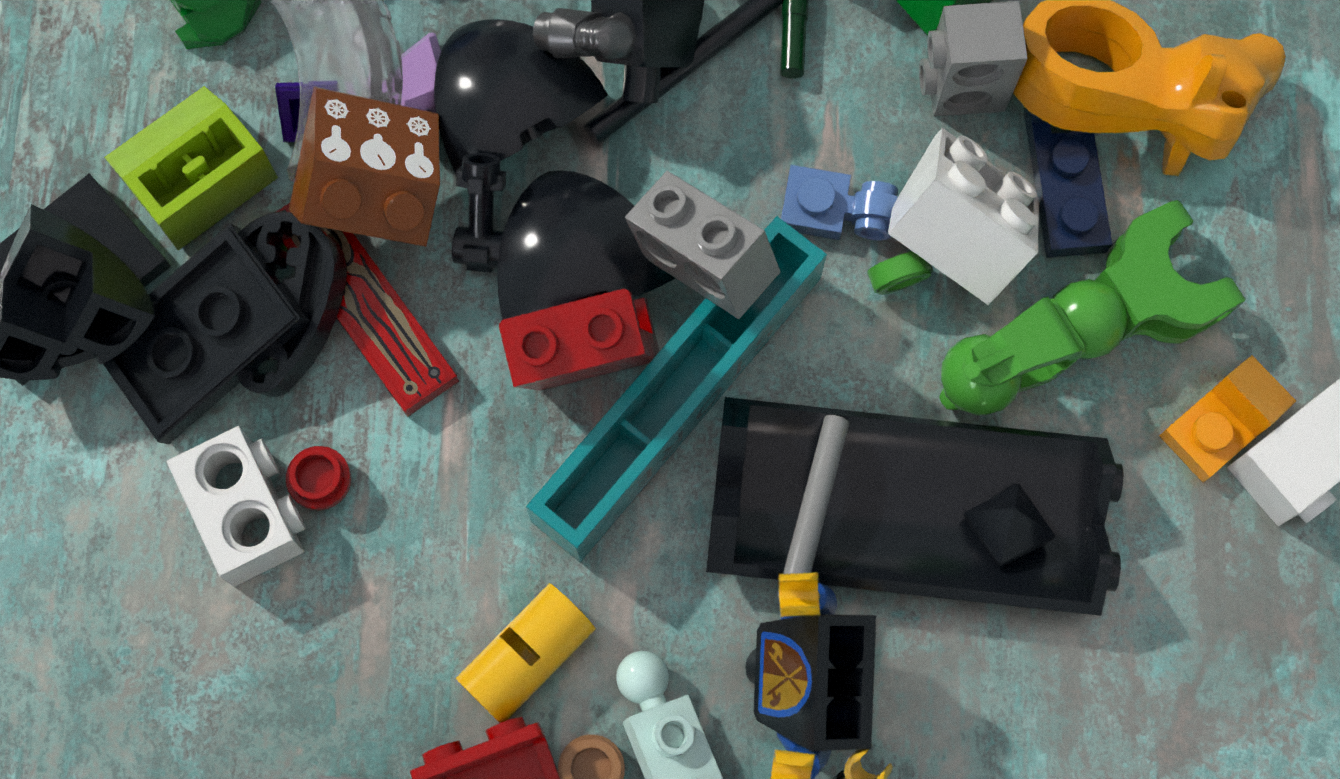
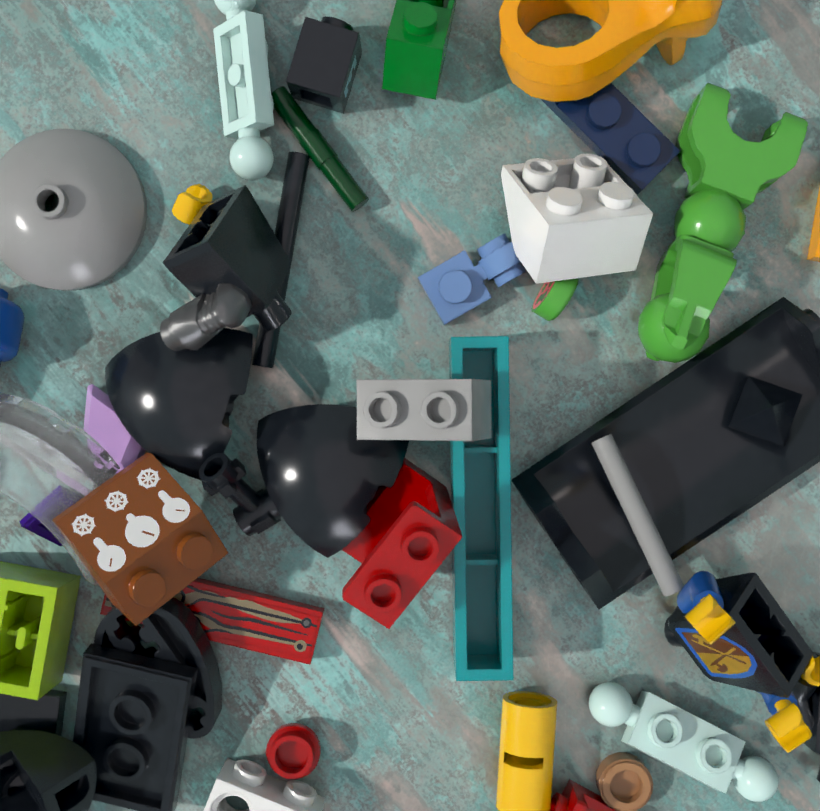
camera: 35 degrees left, 15 degrees up
(974, 58) = (487, 93): light grey brick -> none

